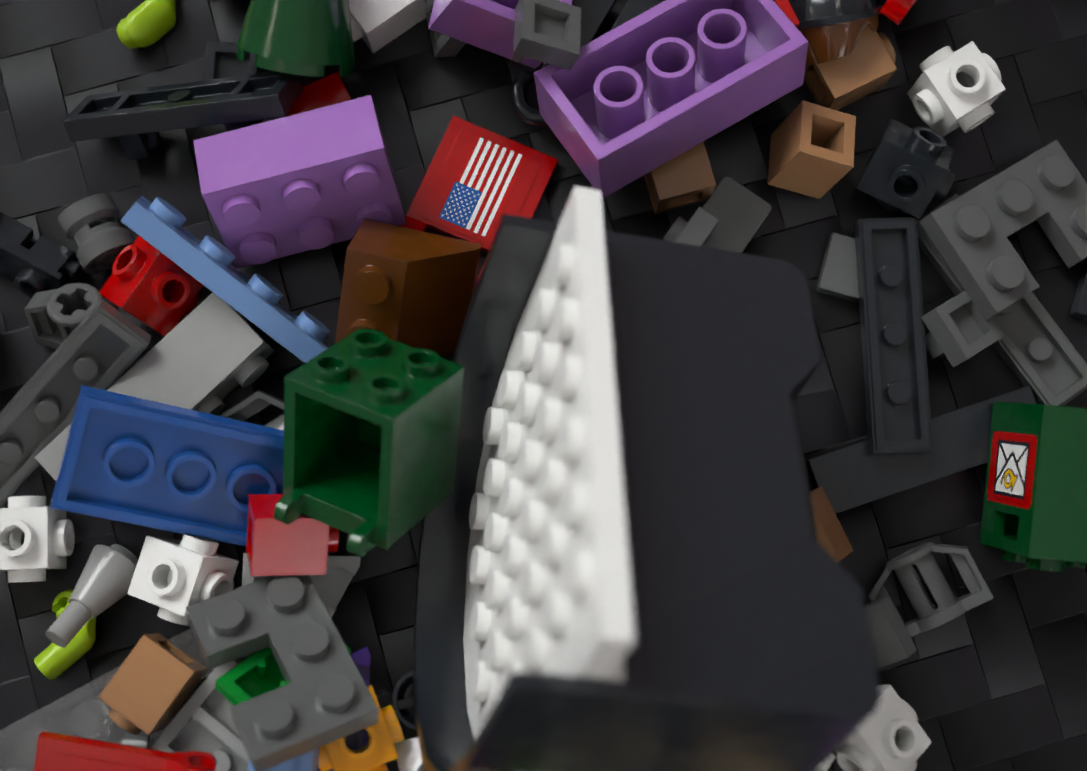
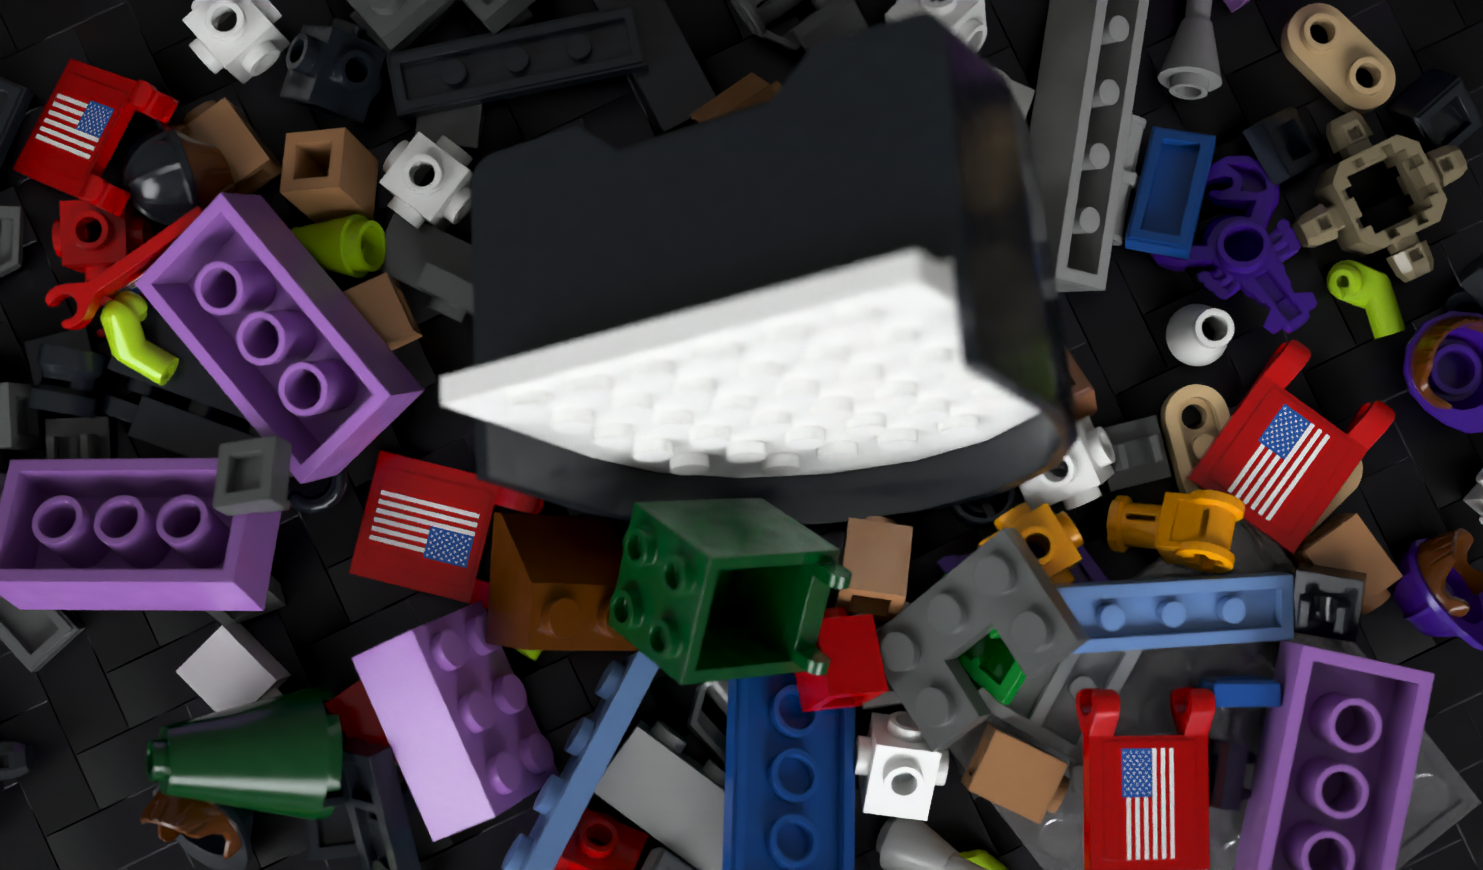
camera: 100 degrees left, 5 degrees up
(370, 586) = (879, 561): none -> medium nougat brick
(747, 153) = (345, 244): none -> lime cone
(811, 224) = (445, 198): none -> white brick

